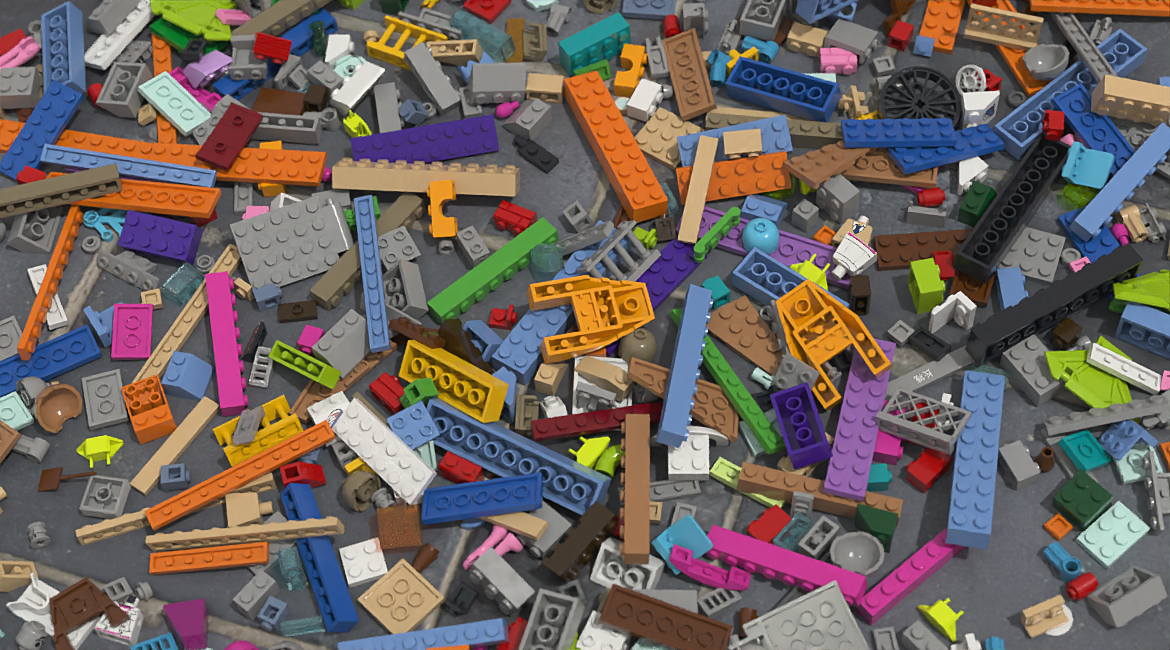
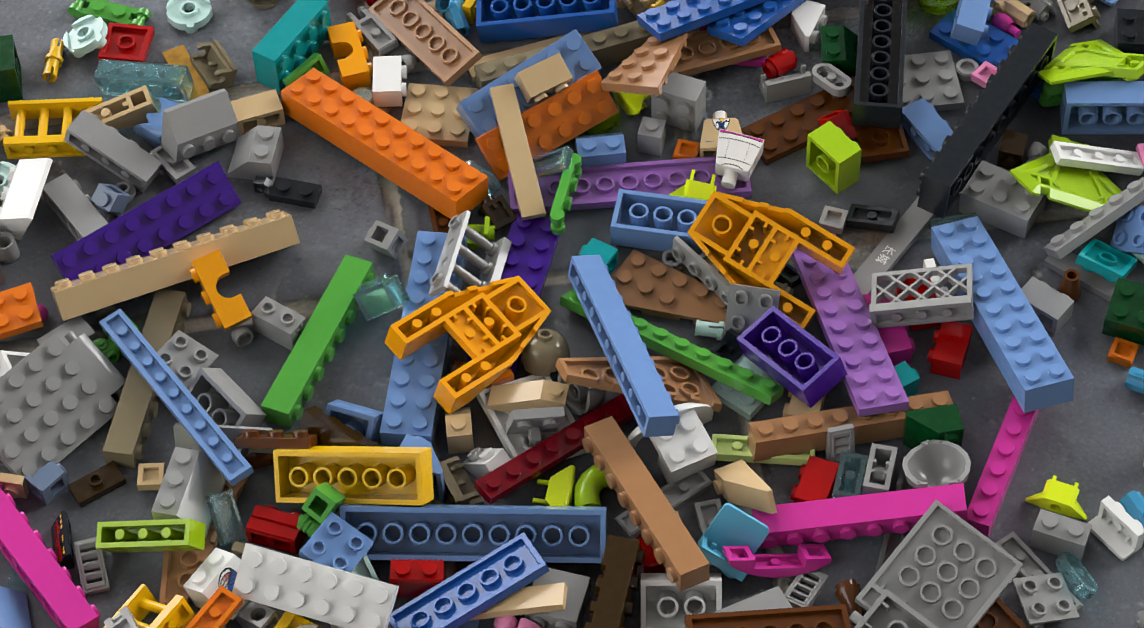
camera: 30 degrees left, 5 degrees down
(308, 338) = (137, 505): dark pink brick -> none
(330, 319) = (150, 476): none -> tan plate
(355, 126) = (43, 242): neon yellow piece -> none
(362, 372) = (226, 517): none -> clear light blue tile
(434, 22) = (73, 87): light grey bracket -> none
(503, 318) = (362, 388): red bracket -> none
(506, 109) = (223, 153): dark pink cylinder -> none
(513, 218) = (308, 271): red brick -> none
(558, 16) = (225, 29): light grey piece -> none
(585, 238) = (419, 252): light grey tile -> none
(714, 505) = (744, 487): none -> tan slope
(718, 207) = (553, 162): none -> clear light blue tile
(760, 234) = (615, 173): medium azure cylinder -> none
(859, 294) = (767, 188): dark brown brick -> none
(955, 307) = (885, 167): white bracket -> none
(958, 224) = (831, 79): none -> light grey plate

